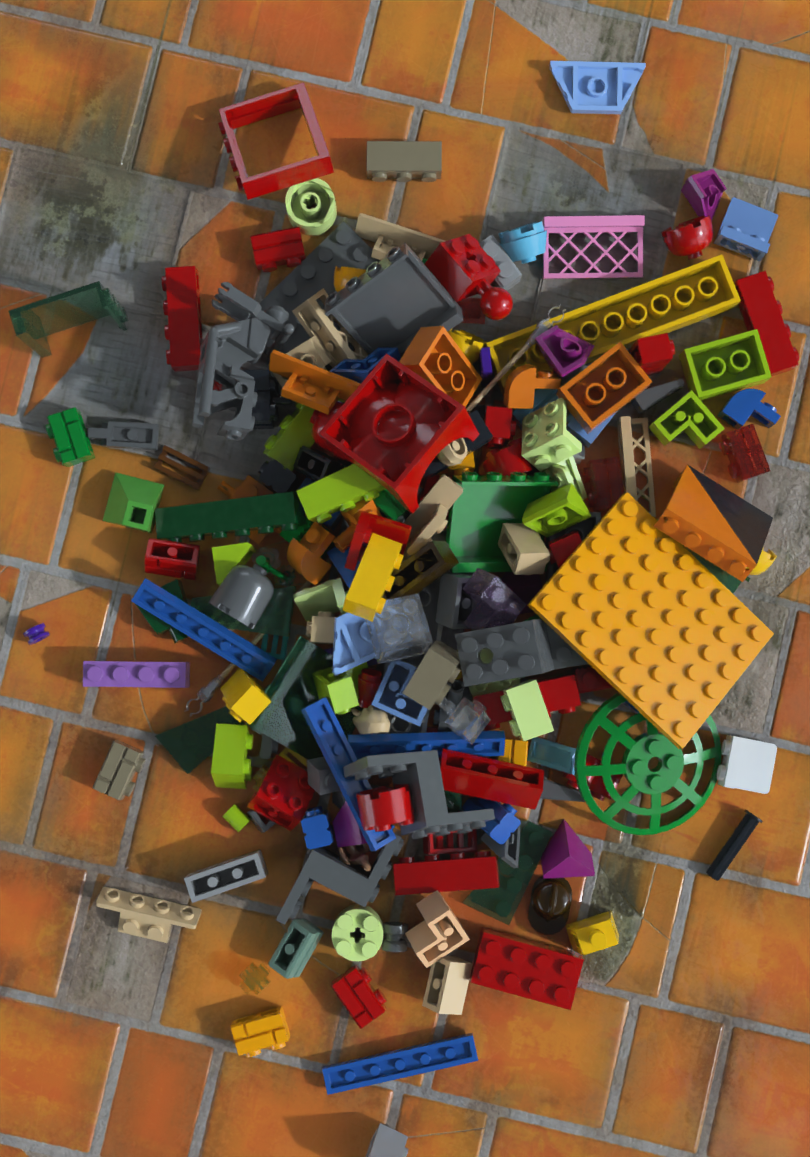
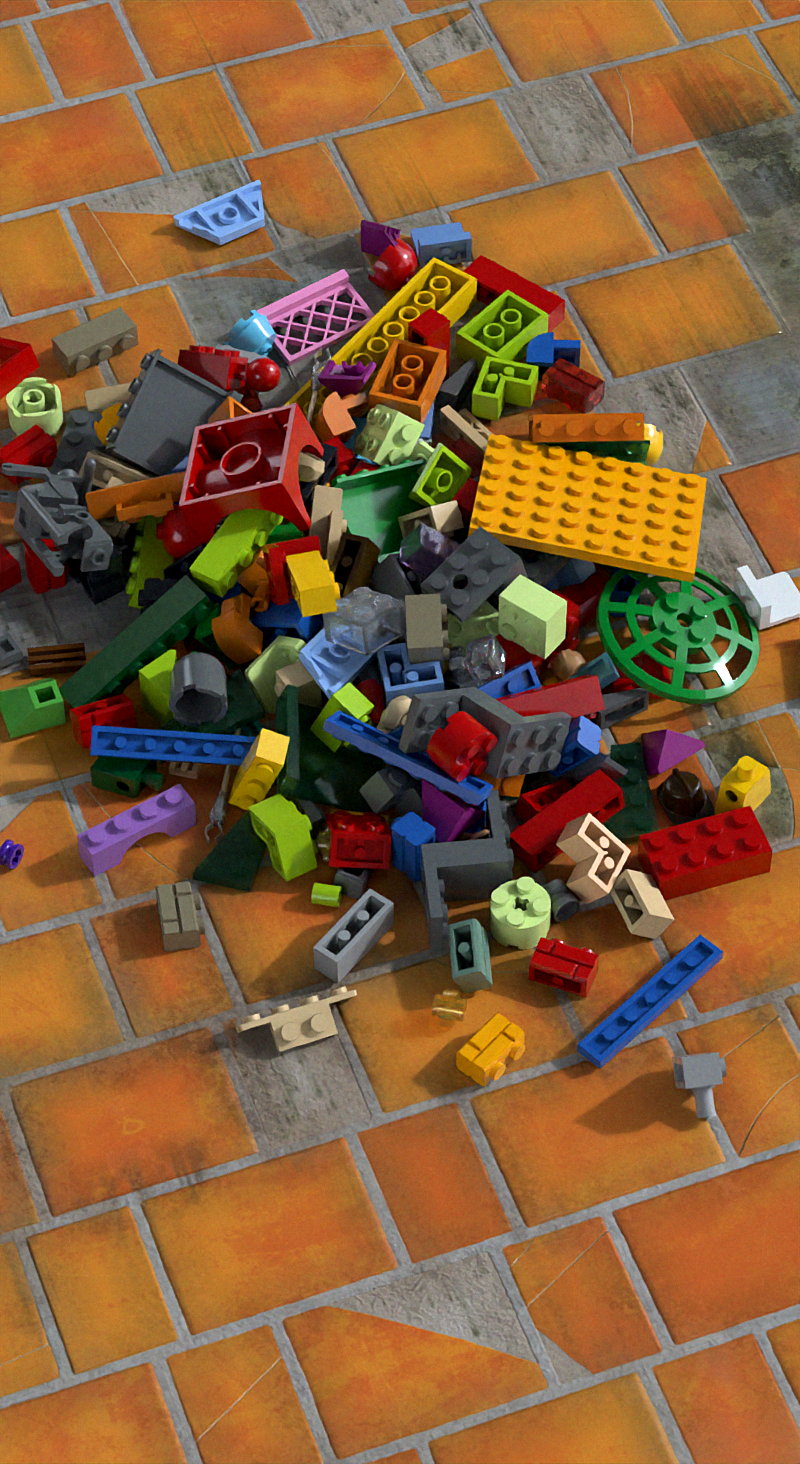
camera: 35 degrees left, 35 degrees down
(547, 742) = (567, 664): none -> medium nougat piece

